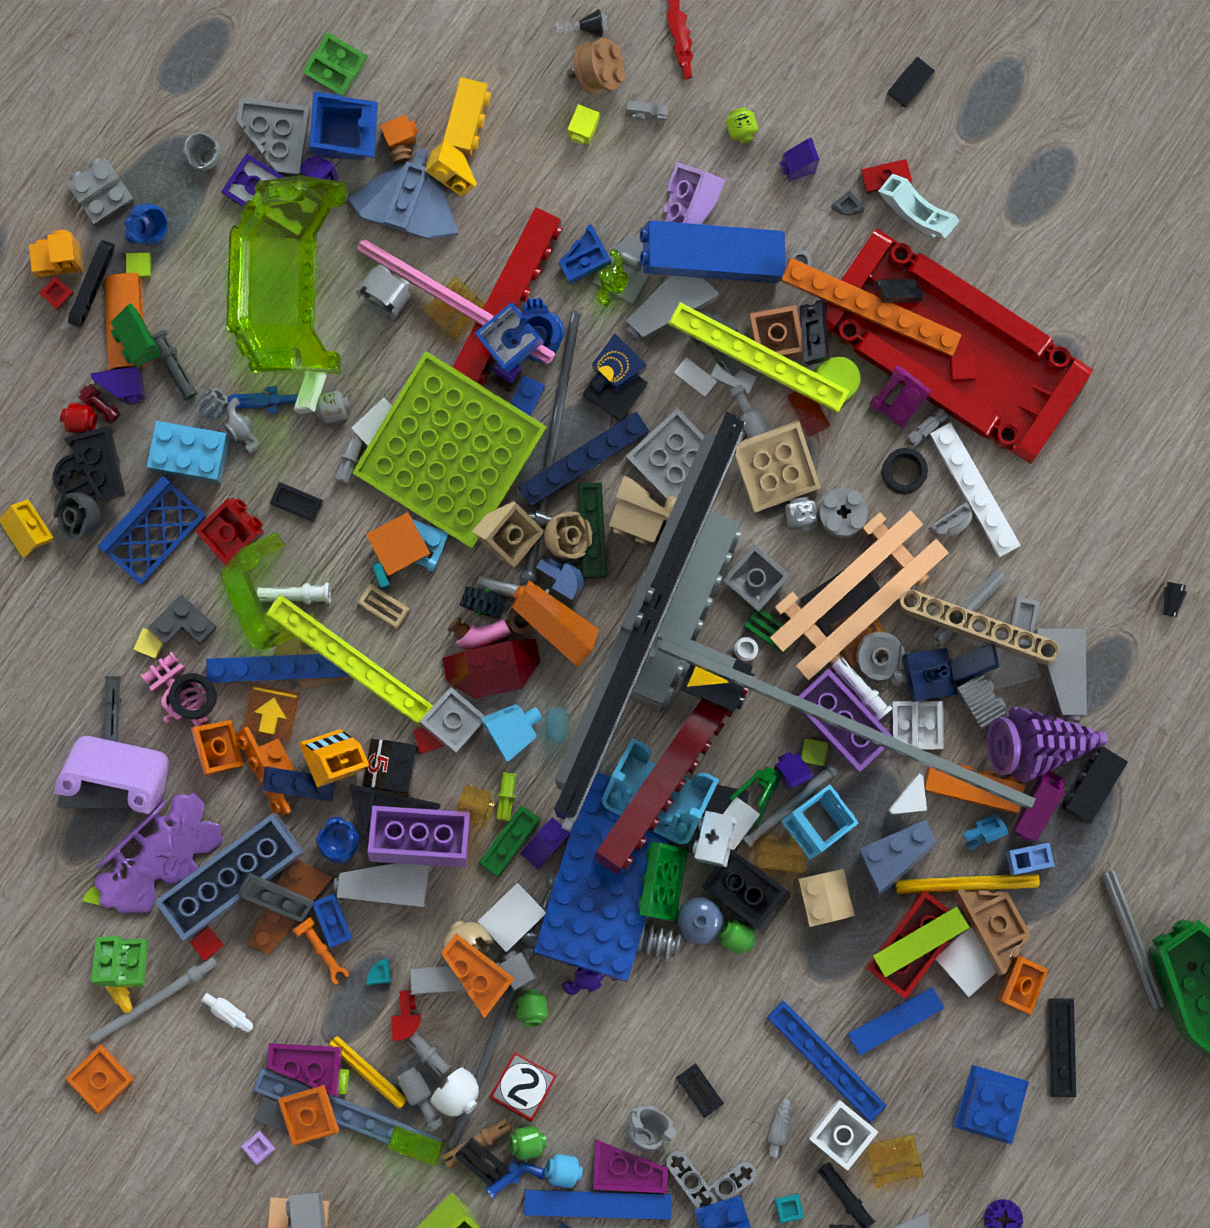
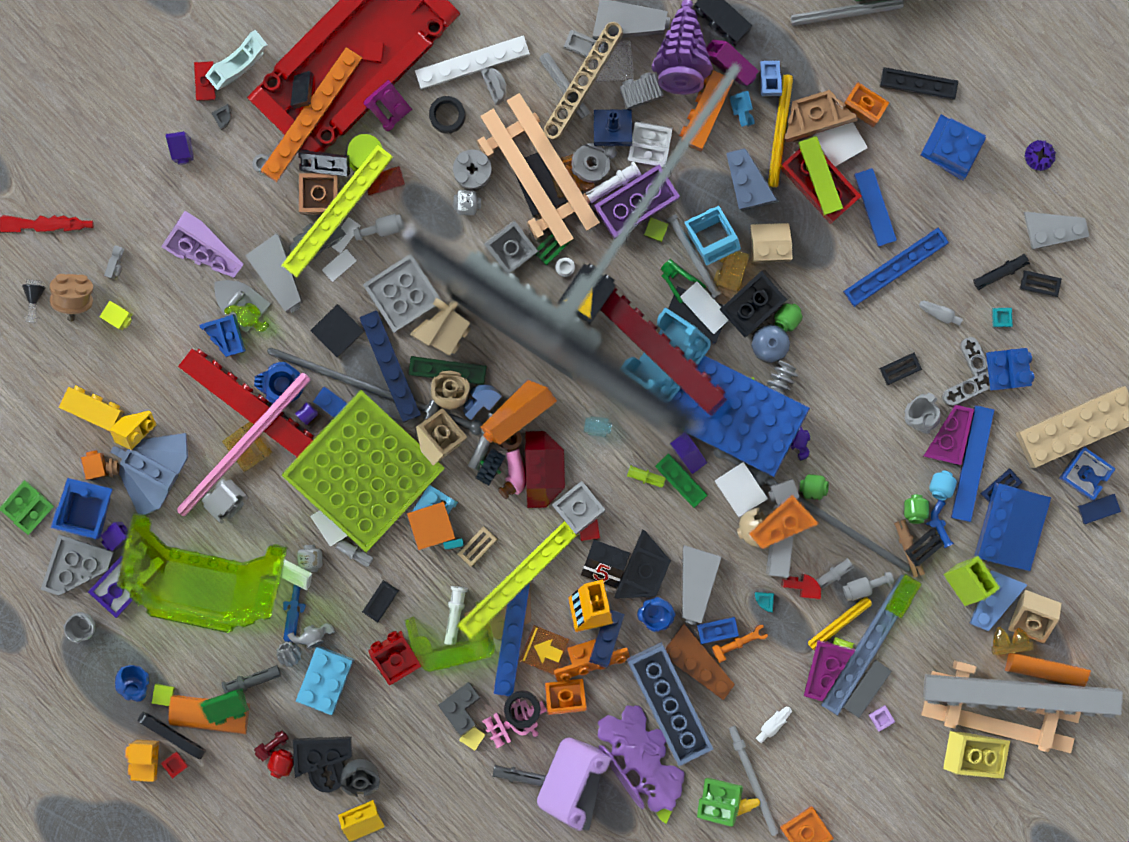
camera: 75 degrees left, 5 degrees up
(99, 191) = (95, 716): light grey plate -> none
(122, 383) = (259, 723): dark purple slope -> none
(136, 515) = (368, 730): blue fence -> none
(206, 943) = (717, 731): red tile -> none
(275, 898) = (693, 671): dark grey tile -> none
(308, 1115) = (865, 674): orange tile -> none
(419, 836) = (667, 549): medium lavender brick -> none
(457, 1094) = (871, 556): white cylinder -> none
(477, 803) = (650, 501): clear yellow brick -> none
(499, 341) = (284, 415): piece -> none
(512, 729) = (594, 462): medium azure torso -> none
(522, 1087) = (873, 505): slope -> none
(616, 366) = (320, 326): dark blue torso -> none
(663, 881) = (737, 366): green plate -> none
(712, 251) = (242, 231): blue brick -> none
(718, 852) = (721, 318): white brick -> none
(742, 125) = (141, 188): lime head -> none
(776, 466) = (426, 209): tan plate -> none
(792, 770) = (668, 248): dark purple slope -> none
(842, 1134) = (955, 265): white brick -> none
(894, 1152) = (974, 229): clear yellow plate -> none
(911, 82) = (131, 46): black tile -> none
(911, 799) = (706, 160): white slope -> none
(927, 427) = (415, 89): light grey axle -> none
(974, 663) = (611, 90): dark blue tile -> none

